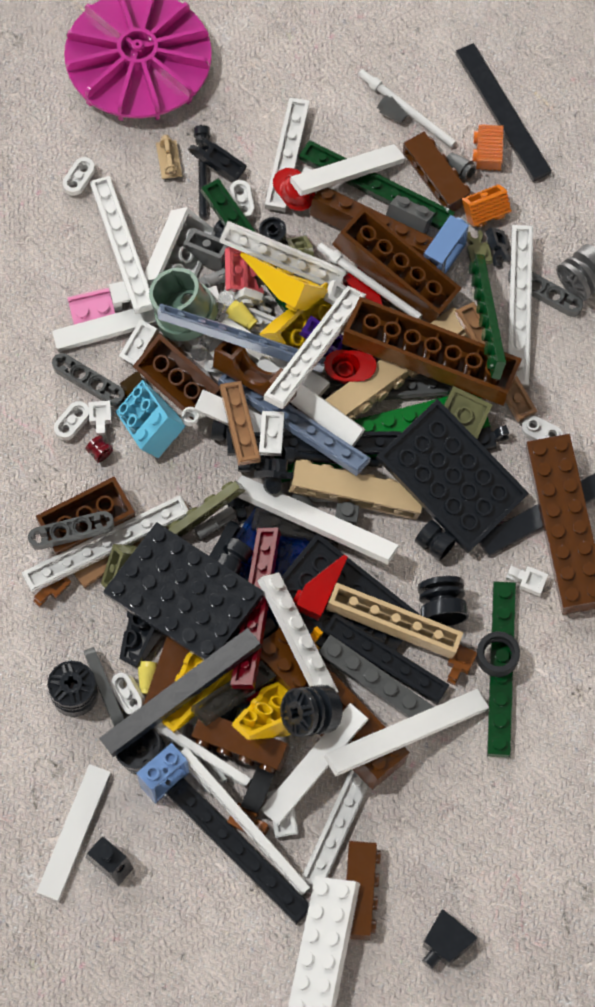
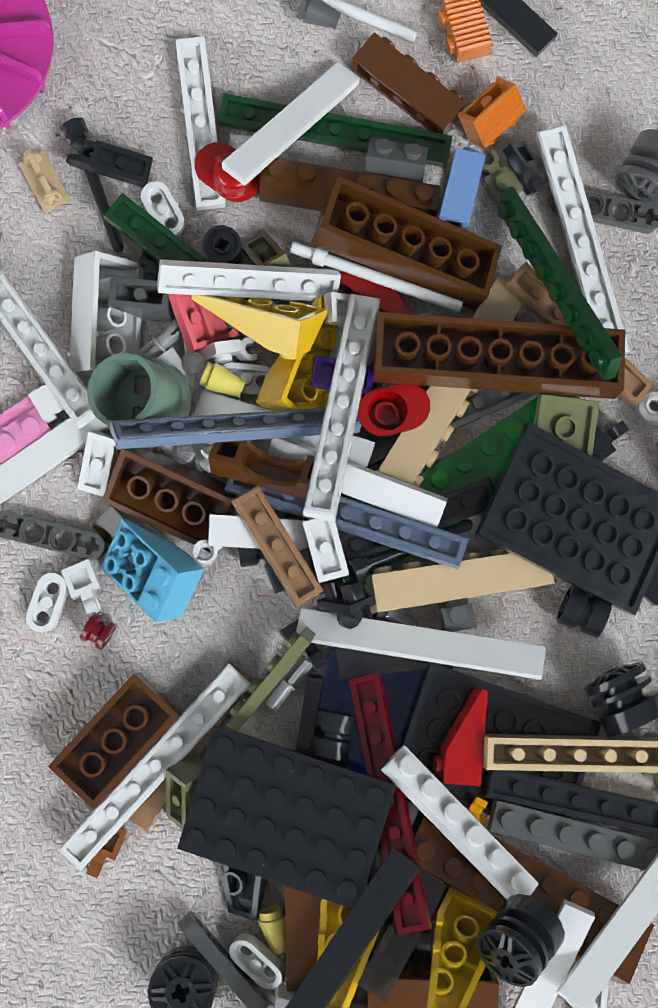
camera: 20 degrees left, 15 degrees up
(70, 526) = (104, 775): dark grey beam -> none
(464, 166) = (440, 64): dark grey cone -> none

